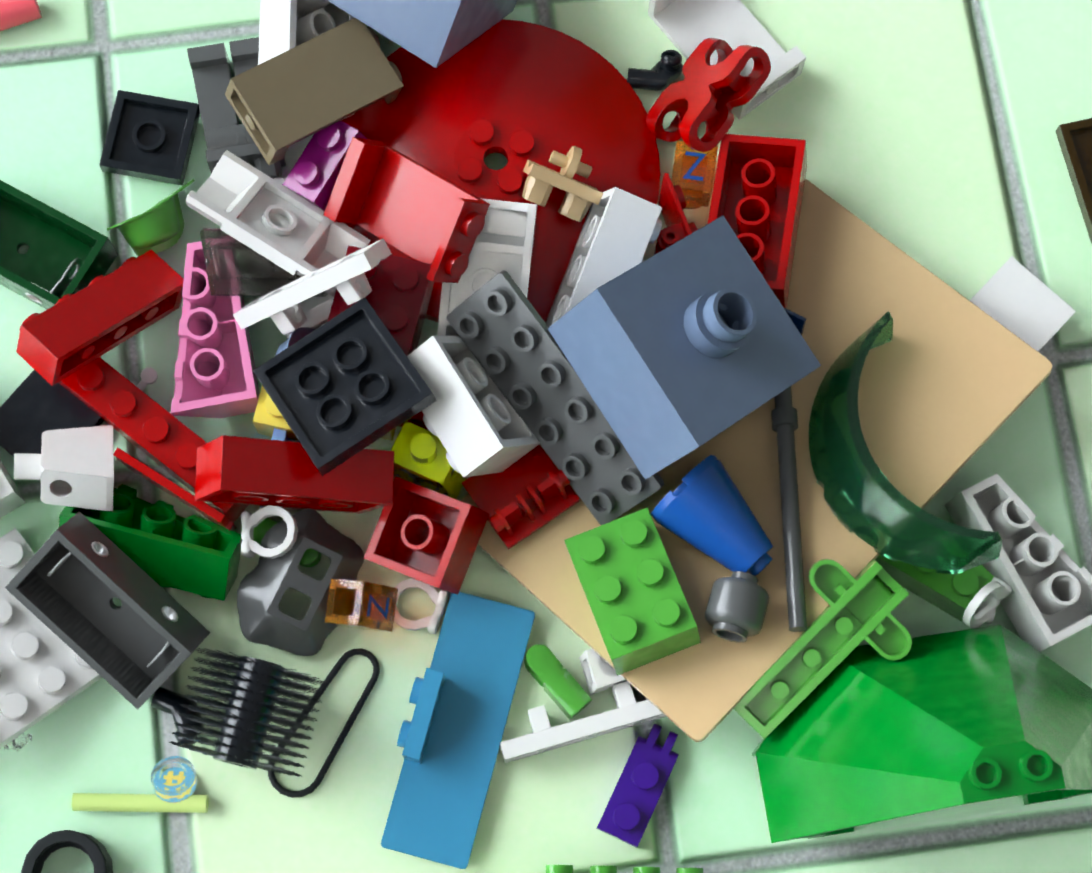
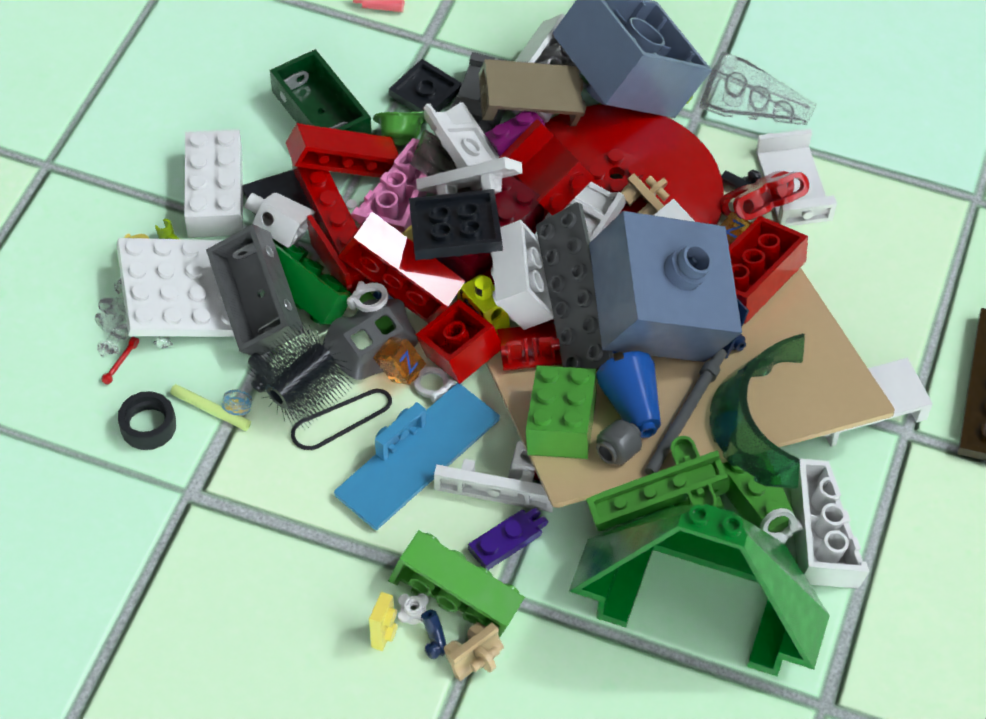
camera: 30 degrees right, 20 degrees down
(556, 681) = (490, 454): bright green bar -> none

